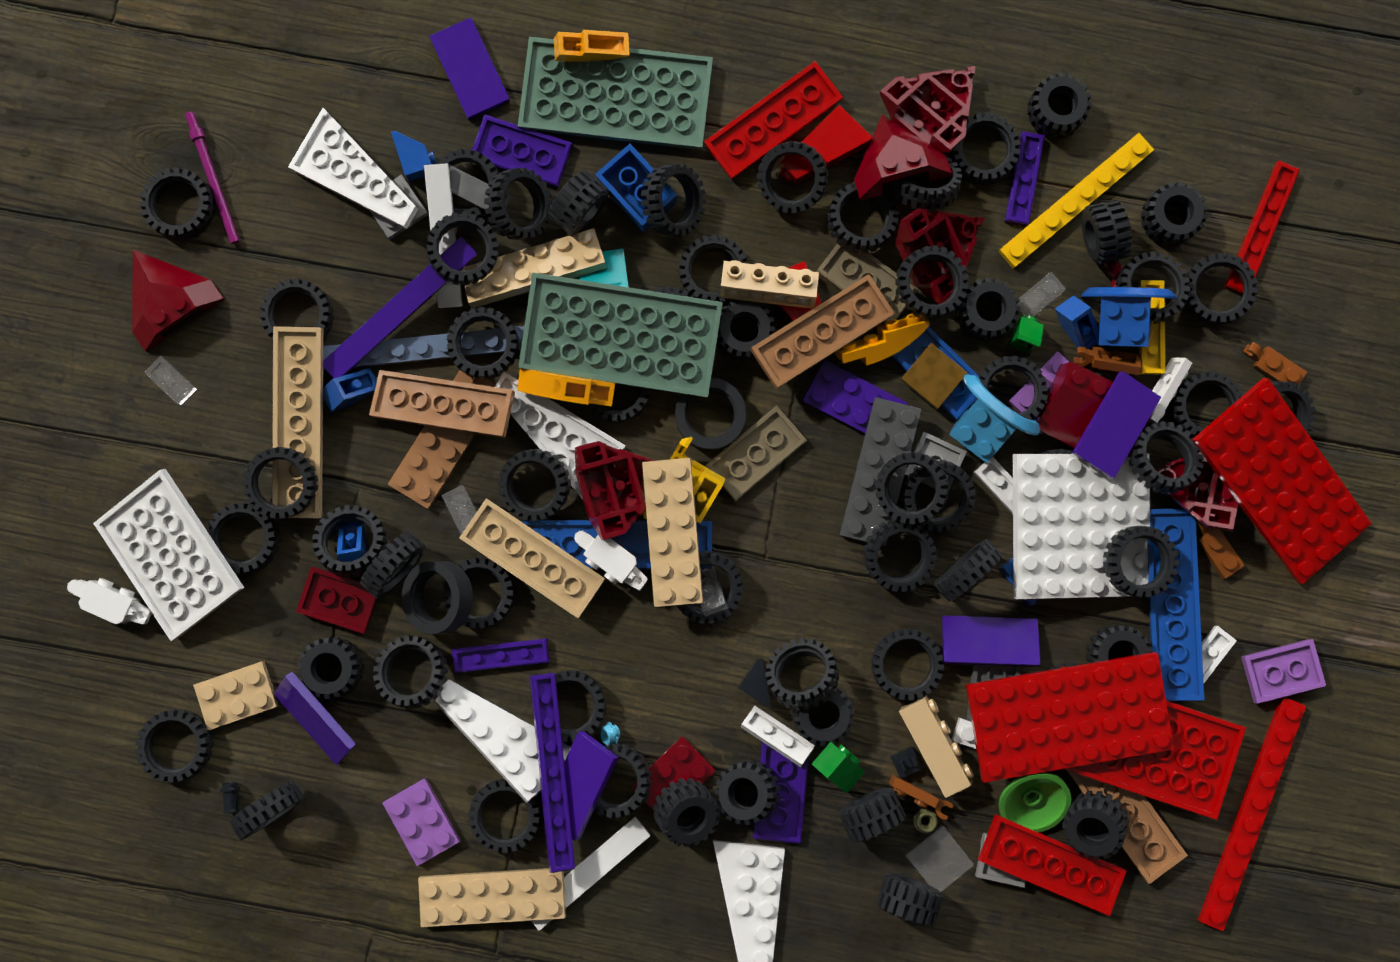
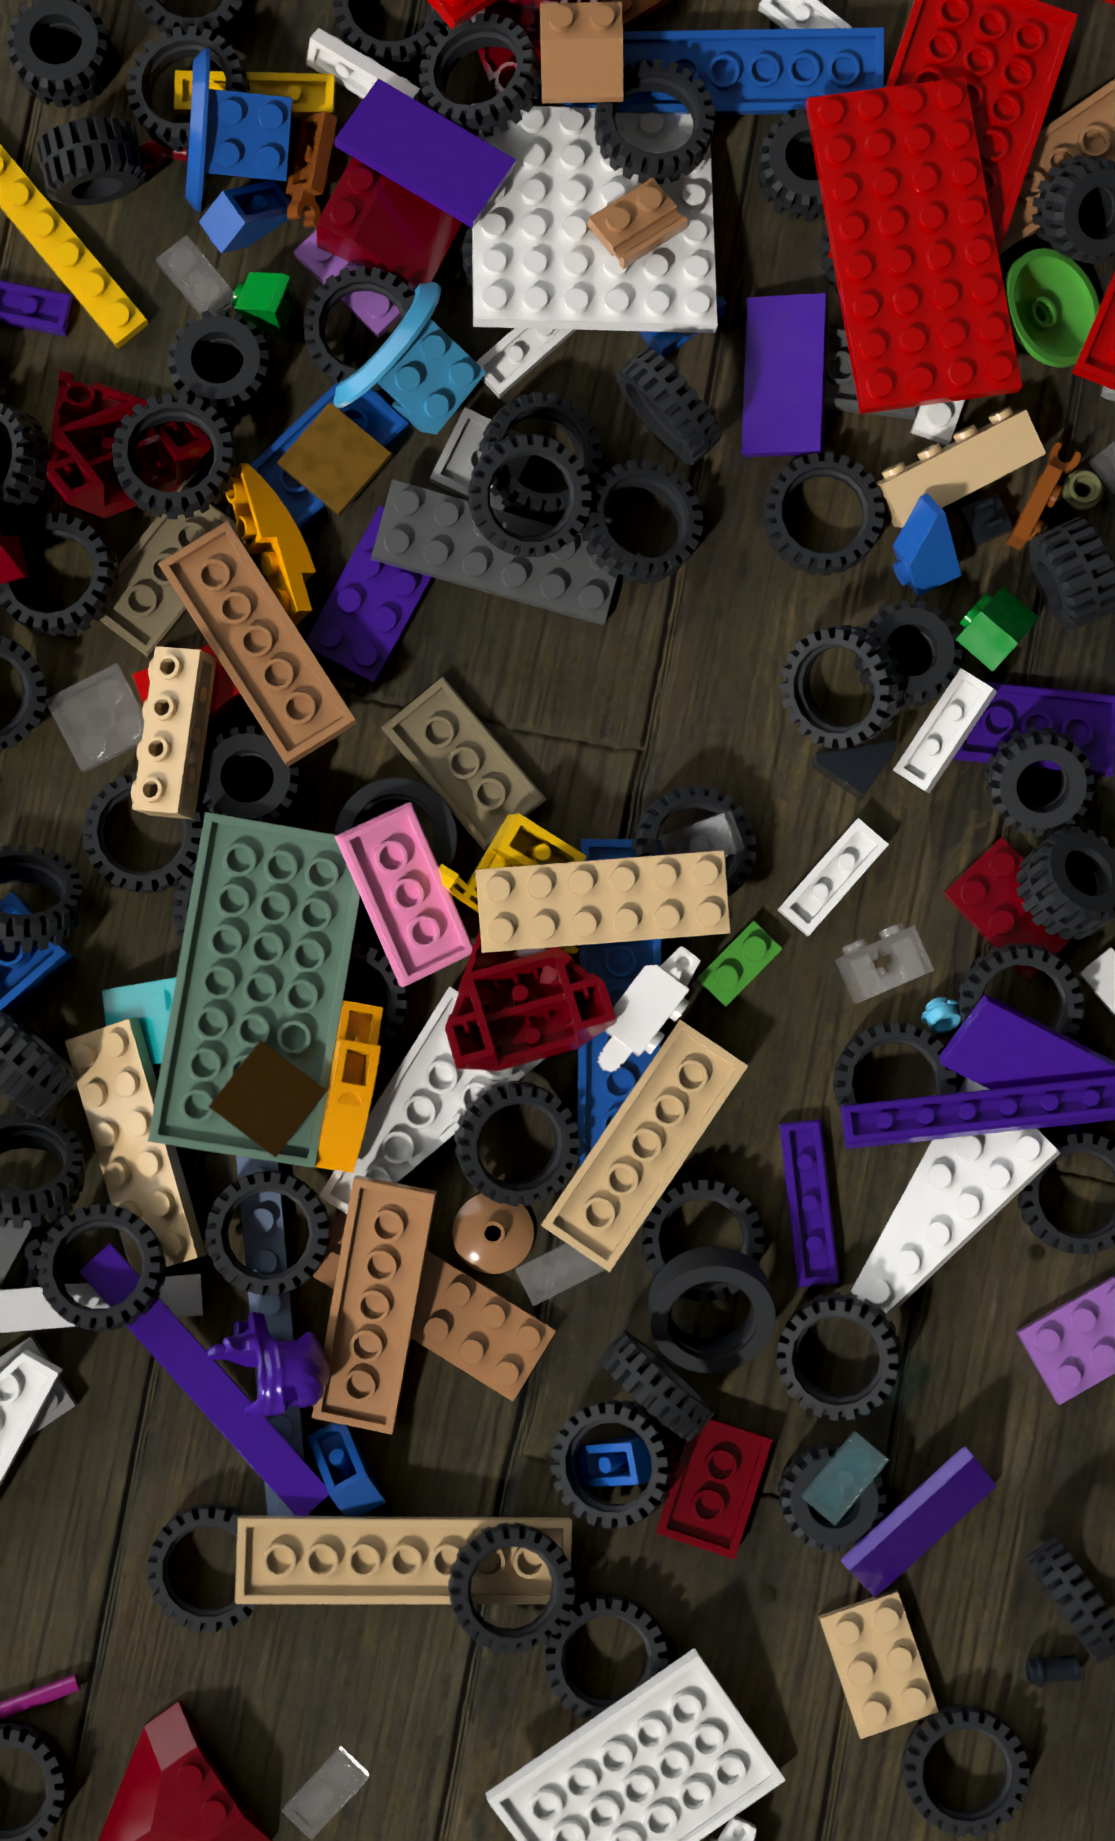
camera: 90 degrees left, 0 degrees up
(338, 673) = (844, 1478): none -> clear light blue plate
(404, 352) = (287, 1370): none -> dark purple piece
(471, 468) = (488, 1255): none -> medium nougat dish
(556, 339) = (267, 1098): none -> dark brown tile
(637, 712) = (867, 981): none -> clear brick
(640, 614) = (739, 964): none -> bright green plate
(677, 417) = (404, 894): none -> bright pink tile
(691, 669) = (832, 877): none -> white plate
(780, 243) = (98, 717): none -> clear plate
(885, 724) = (925, 549): none -> blue slope
(1078, 551) = (637, 222): none -> medium nougat plate
(1180, 516) = (581, 52): none -> medium nougat slope

